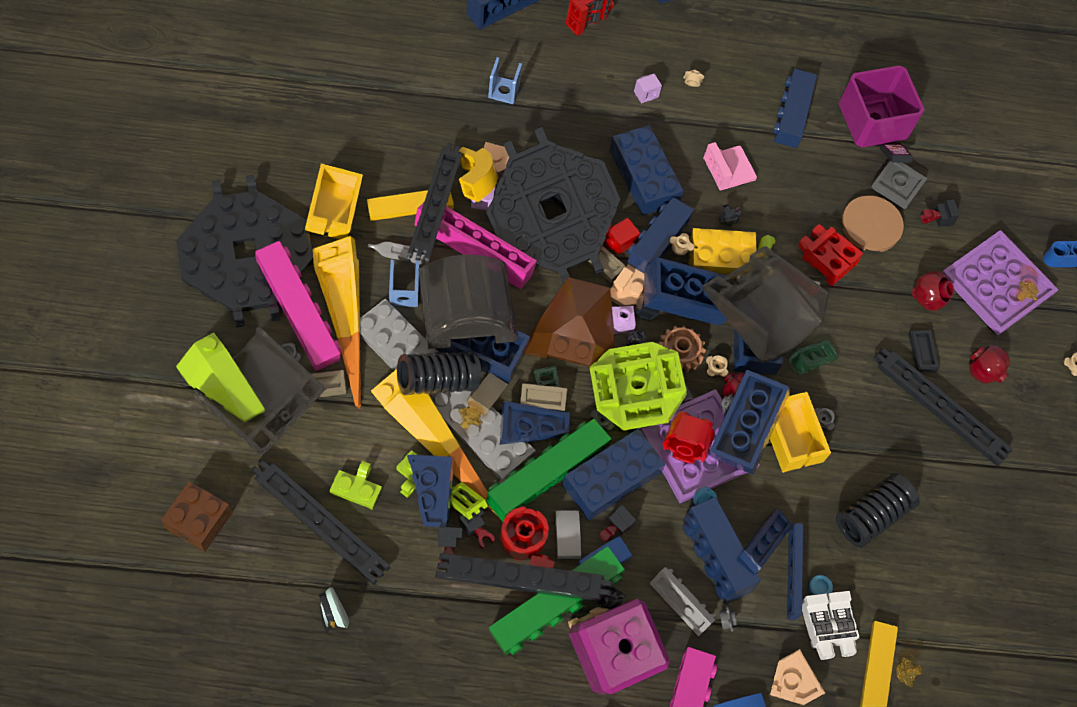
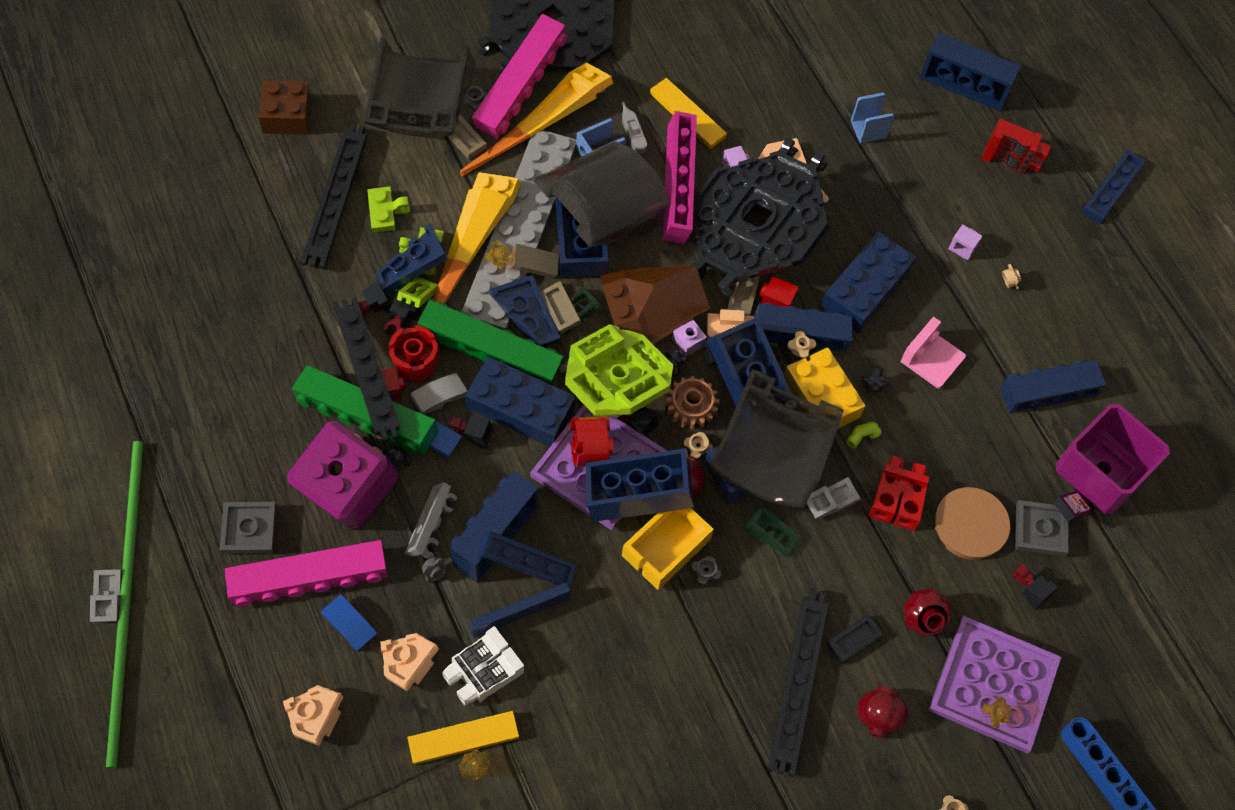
camera: 65 degrees right, 0 degrees up
(216, 374) = (417, 57): lime wedge -> none
(332, 611) = (257, 241): piece -> none
(333, 202) = (640, 51): yellow piece -> none
(414, 368) = (500, 175): black piece -> none
(435, 203) = (688, 119): black hinge -> none
(481, 175) = (746, 143): yellow arch -> none
(703, 494) = (547, 493): dark azure tile -> none
(820, 585) = (520, 643): dark azure tile -> none
(877, 510) = (630, 665): black piece -> none

